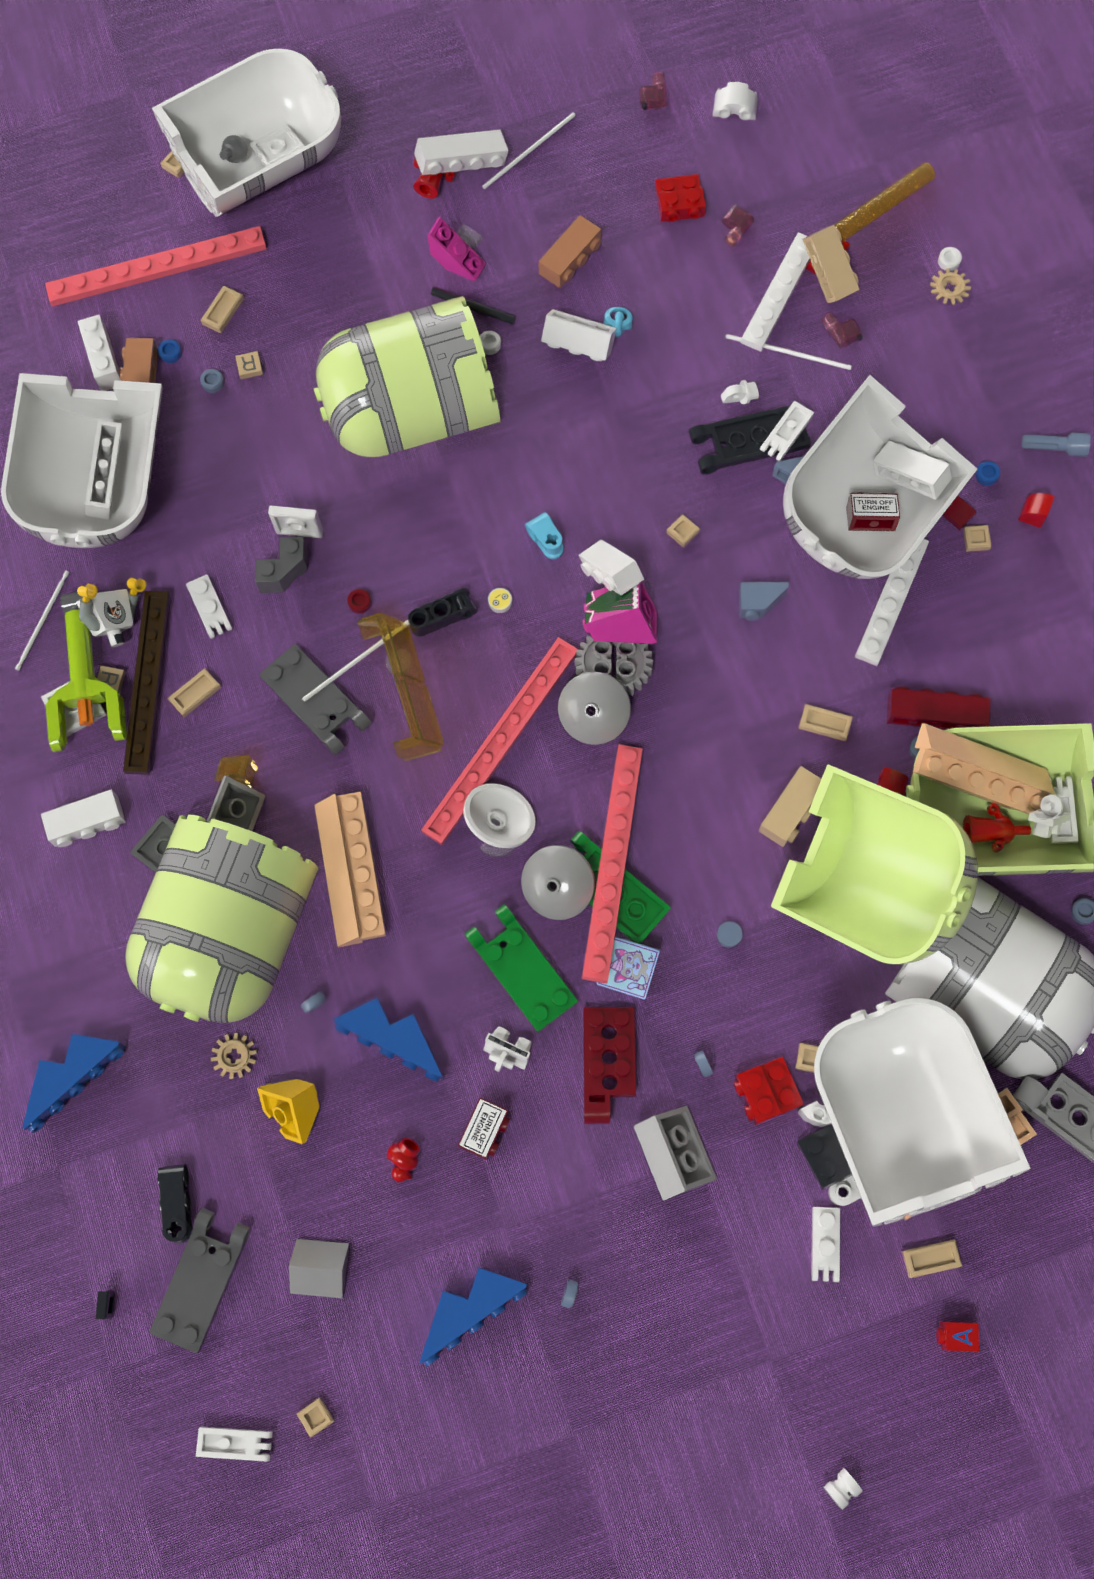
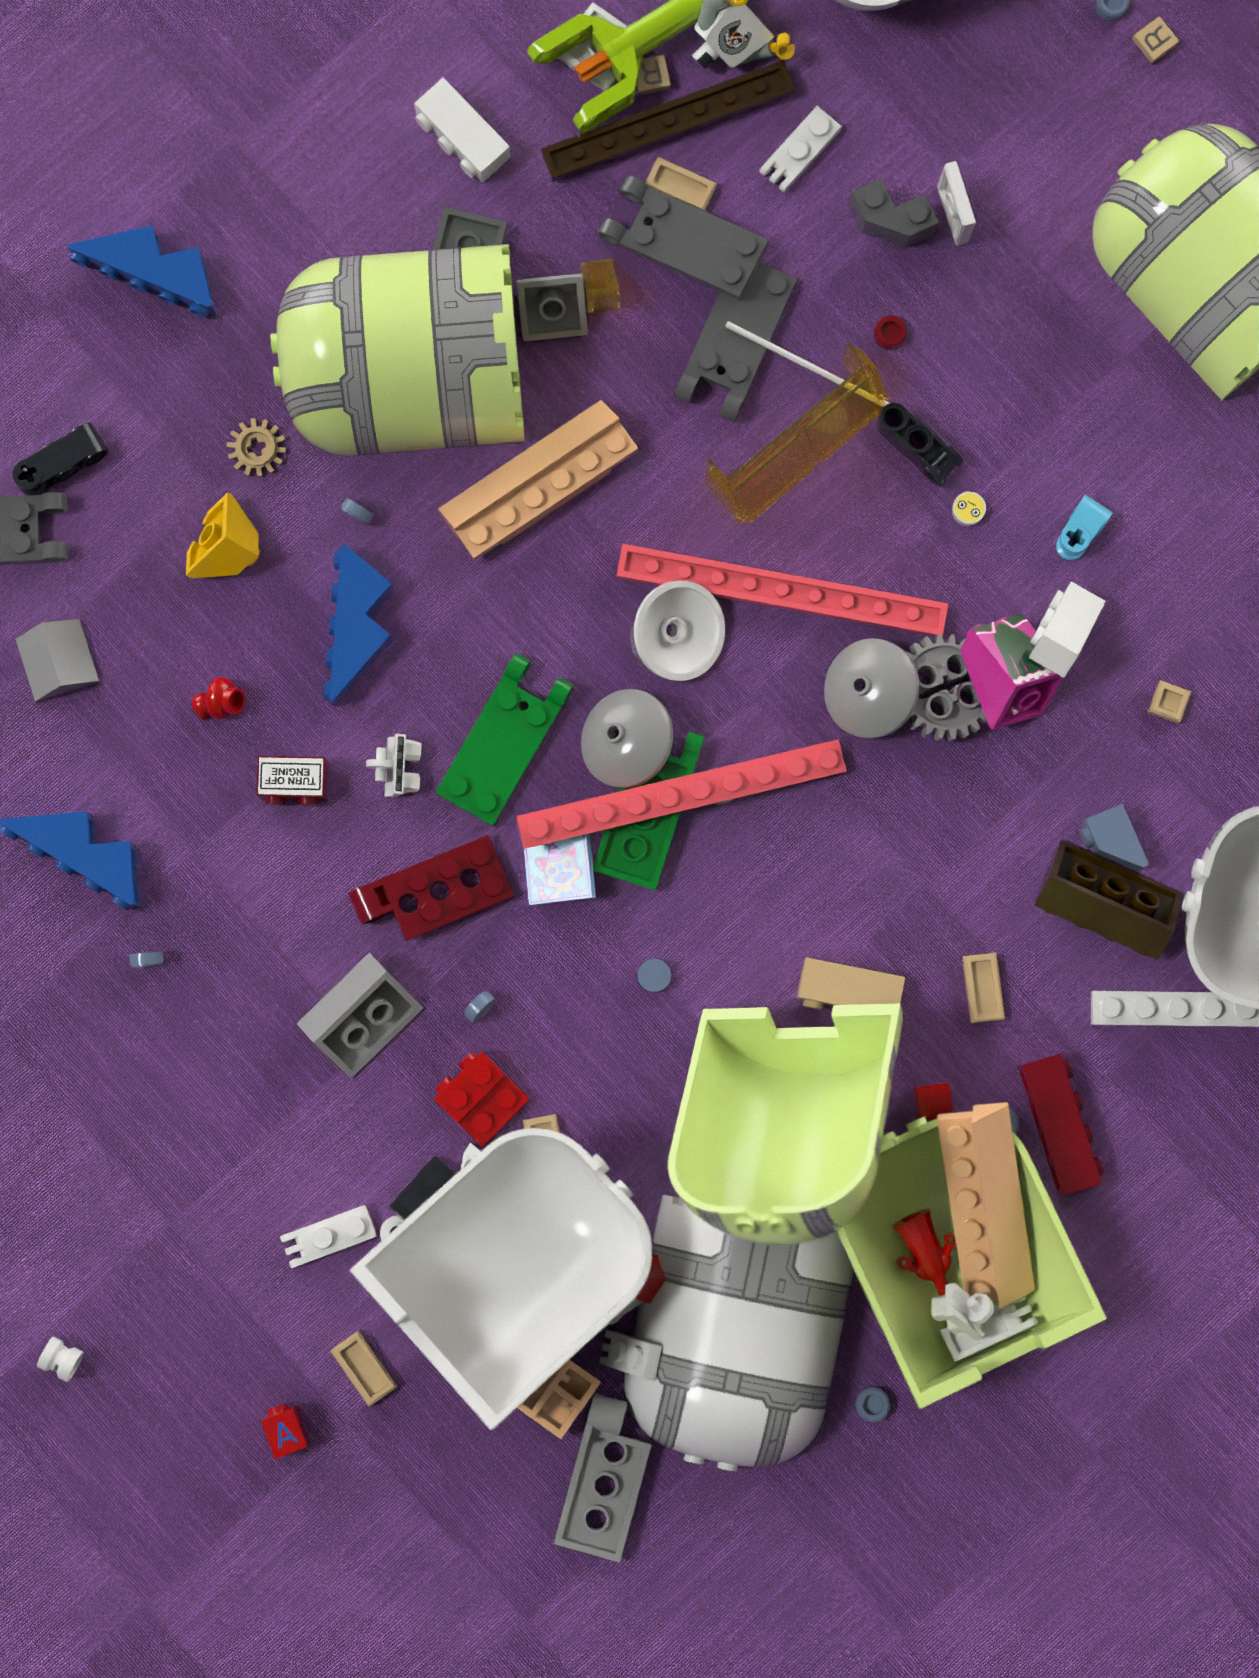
camera: 60 degrees right, 10 degrees up
(233, 702) = (687, 240): none -> dark grey hinge
(800, 618) = (1109, 900): none -> dark brown slope
(1000, 1053) = (631, 1355): none -> white hinge

